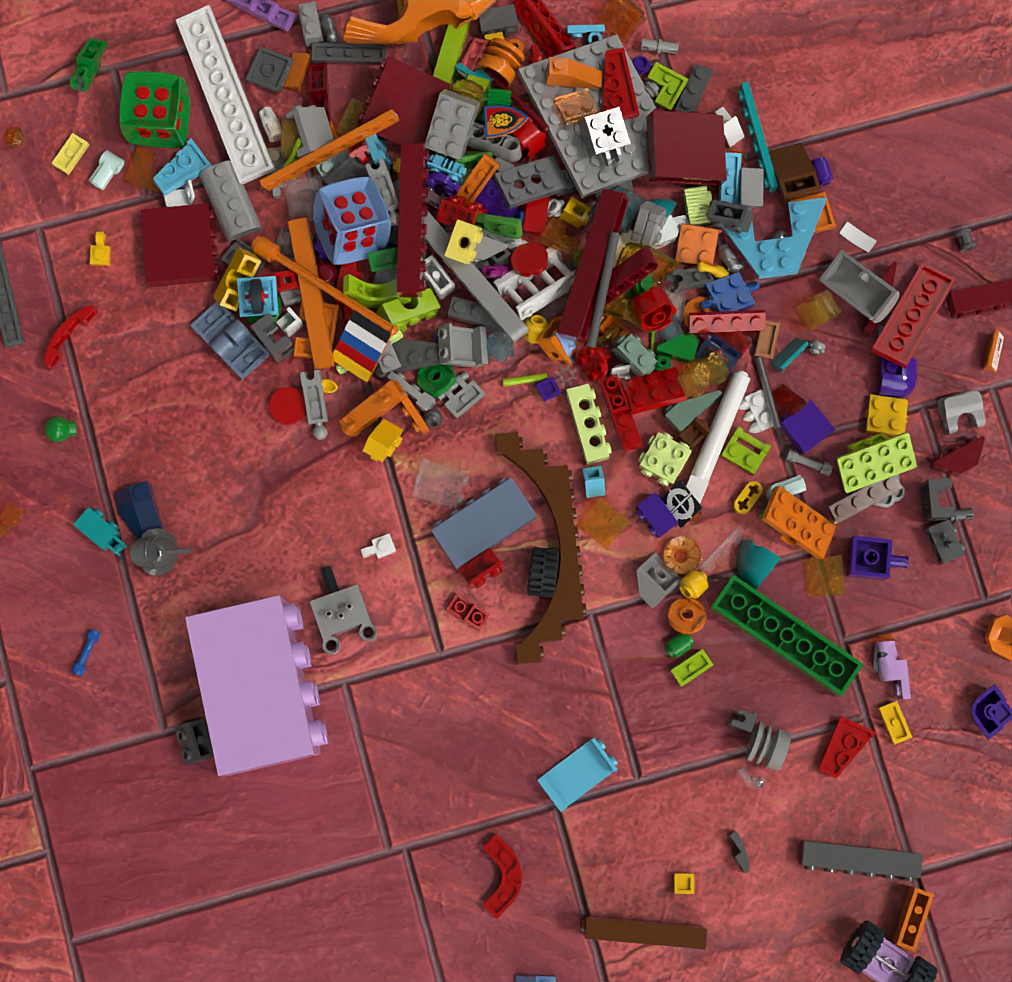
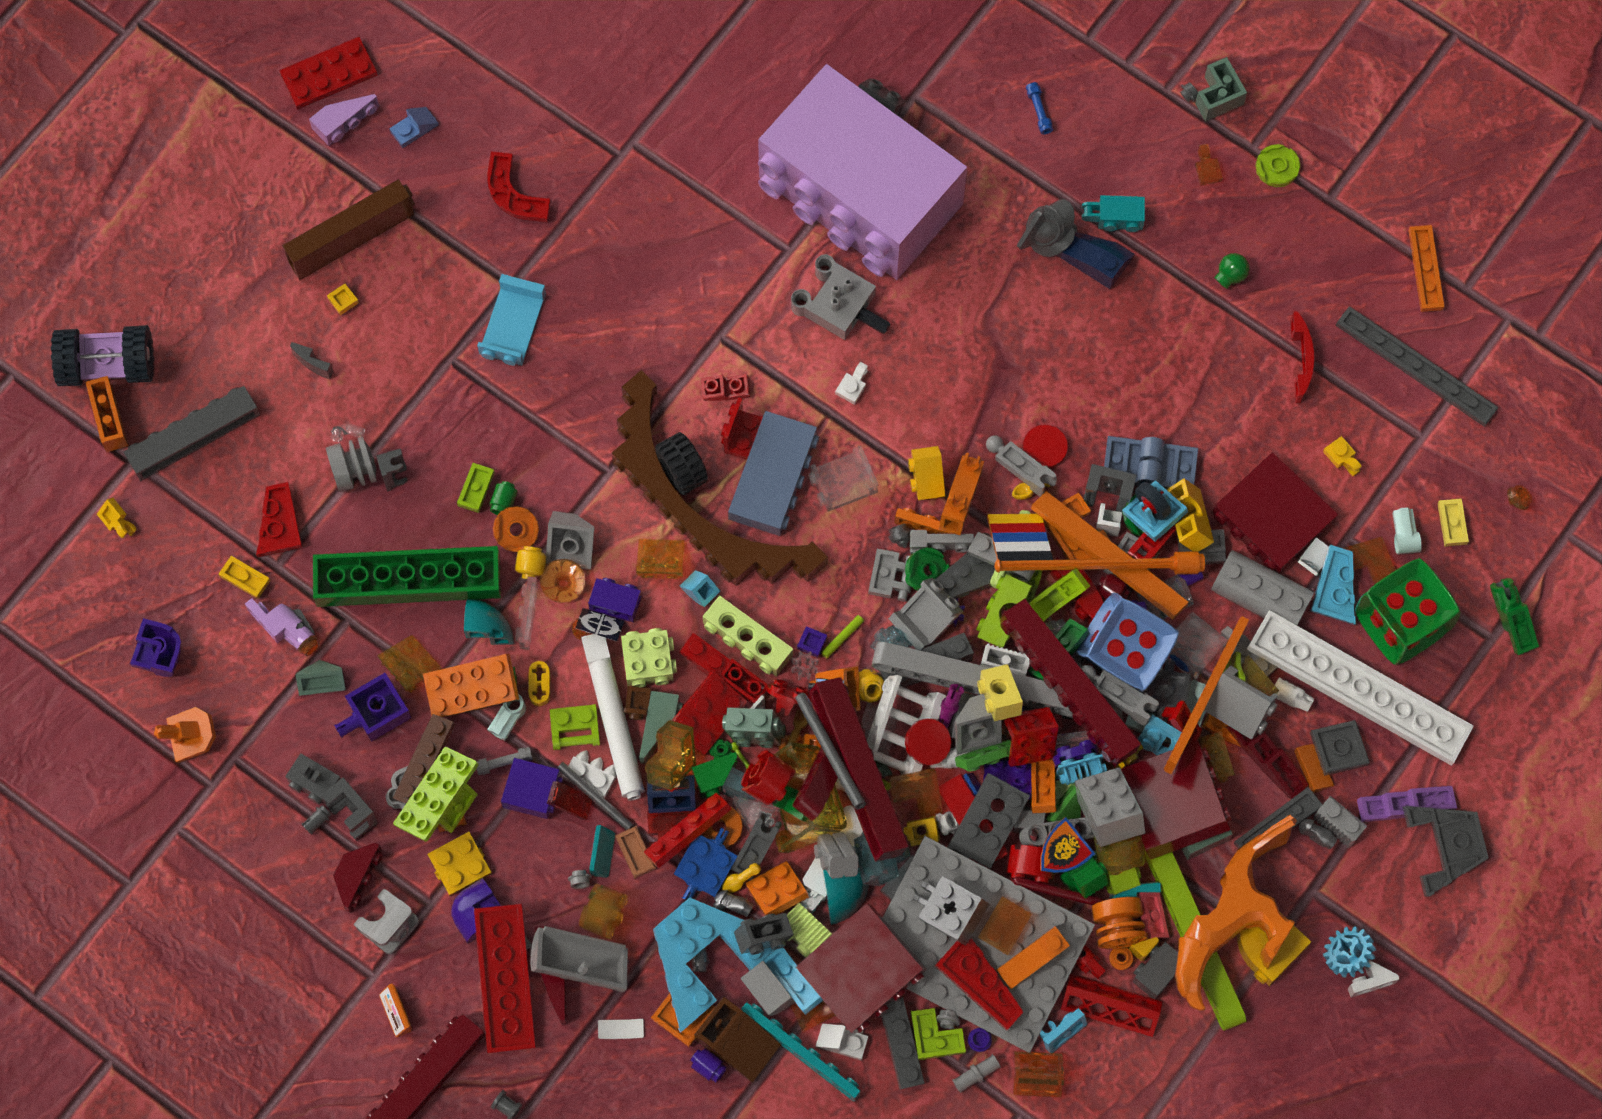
camera: 145 degrees right, 10 degrees down
(891, 612) = (320, 678): none -> sand green slope
(956, 836) = (113, 517): none -> yellow plate

